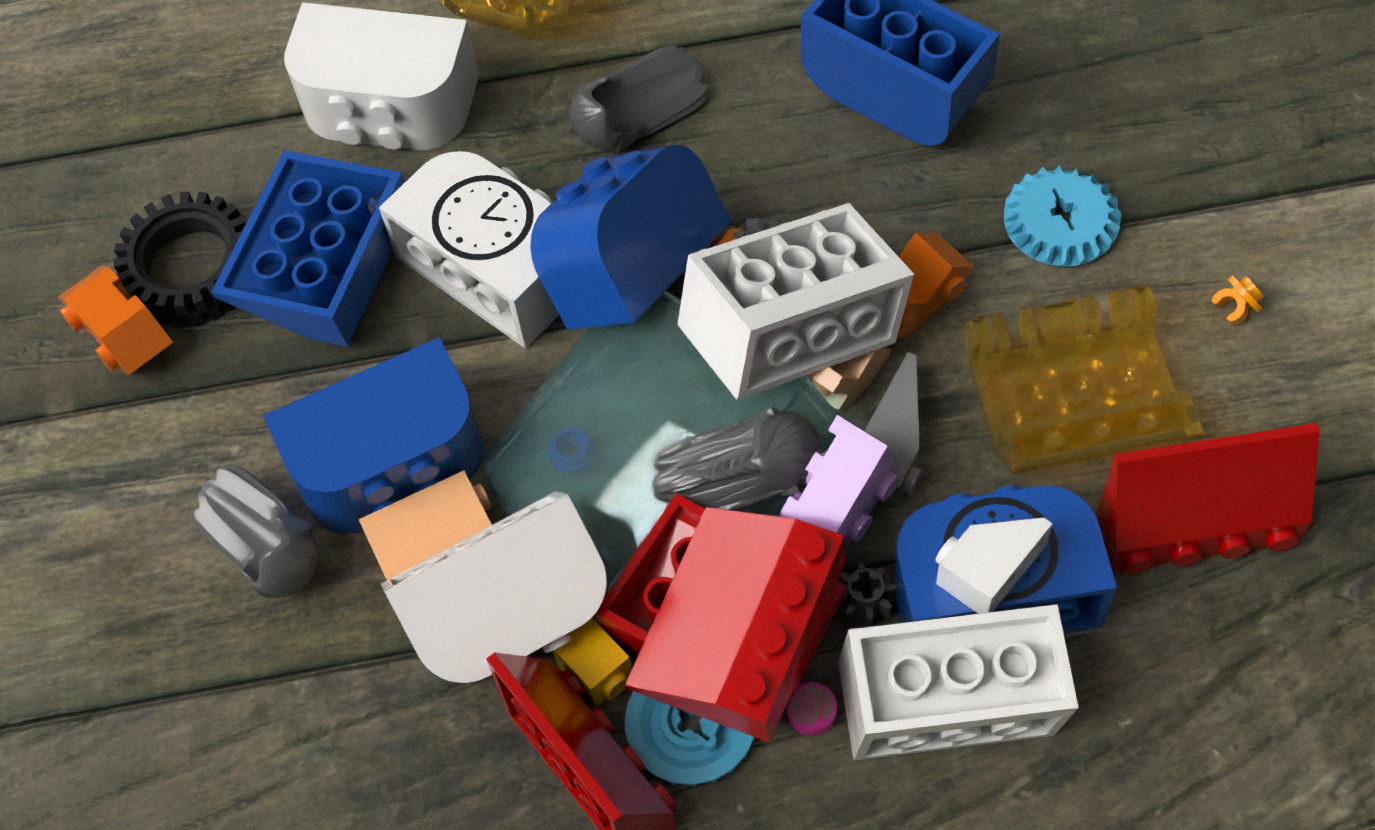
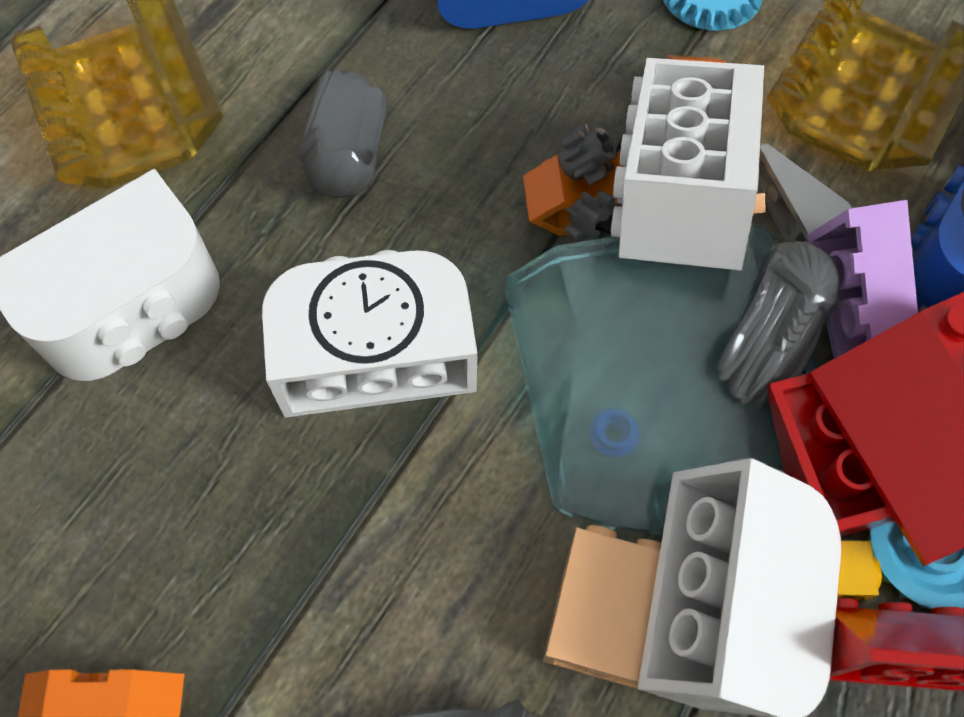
camera: 55 degrees left, 5 degrees up
(150, 233) = (39, 584): black tyre -> none
(312, 247) = (216, 470): blue slope -> none
(378, 436) = (483, 571): blue brick -> none
(624, 234) = (498, 230): blue brick -> none

